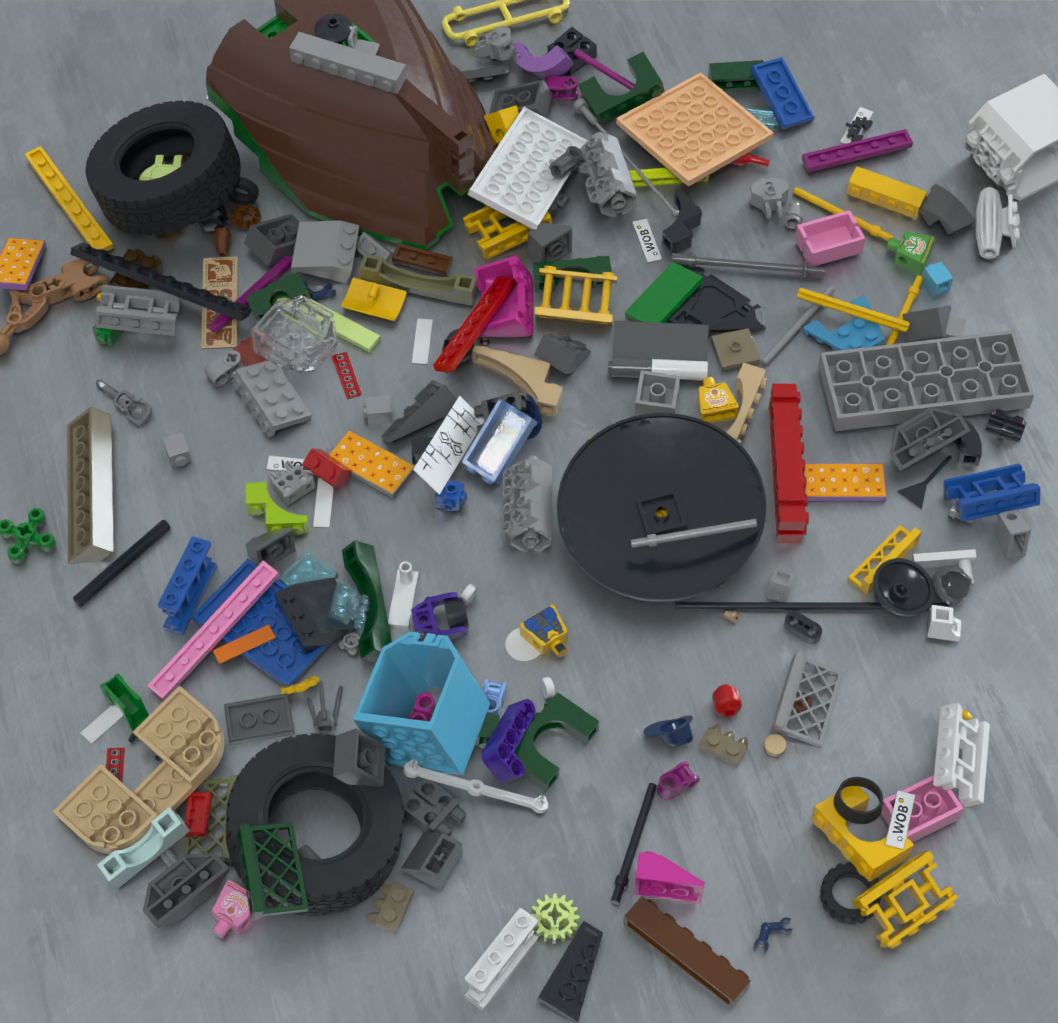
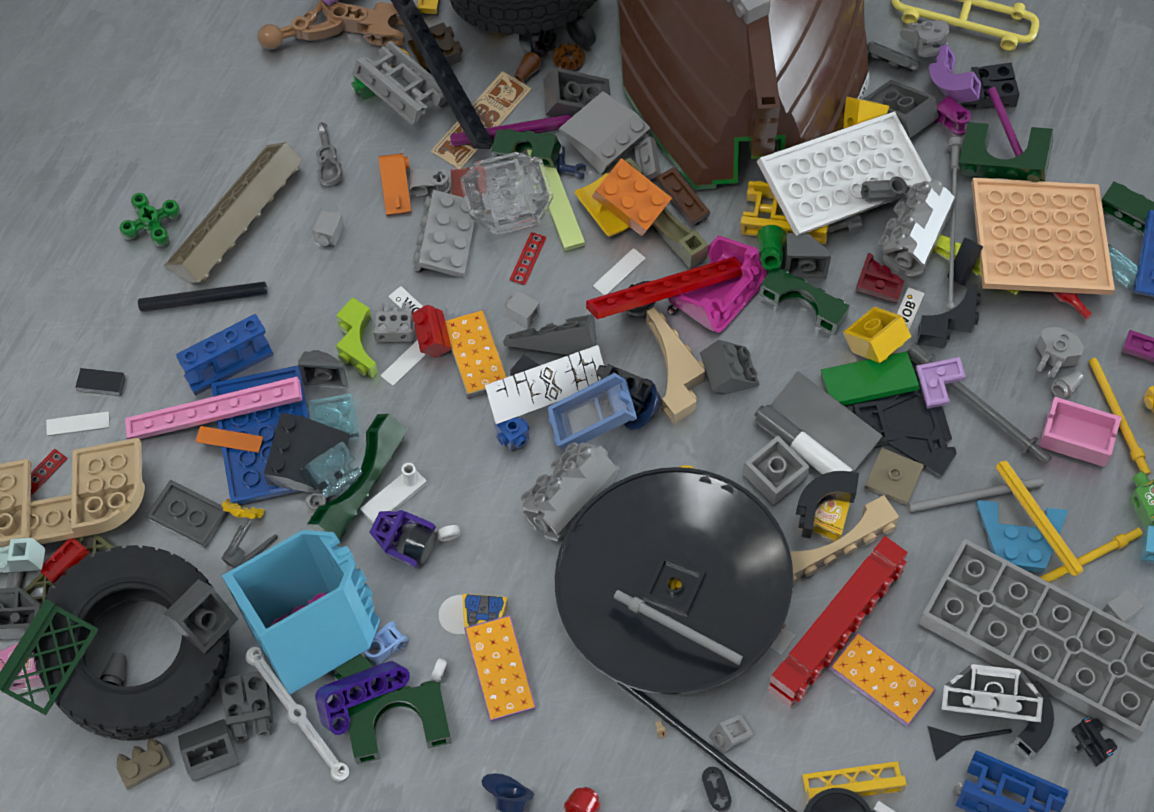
camera: 40 degrees right, 5 degrees up
(92, 678) = (100, 381): none -> black tile
(129, 702) = (92, 417): green piece -> none
(198, 385) = (395, 183): none -> orange door
(393, 279) = (631, 197): none -> orange brick
(516, 245) = (771, 246): none -> green plant
(564, 312) = (763, 332): yellow fence -> none
(590, 653) = (500, 667): none -> light orange tile
(611, 228) = (879, 281): none -> dark red wing
(645, 262) = (877, 334): none -> yellow brick
(659, 176) = (965, 260): none -> black tile
(707, 266) = (934, 377): none -> lavender tile
(708, 377) = (824, 488): none -> black arch
(927, 323) = (1102, 582): dark grey slope -> none

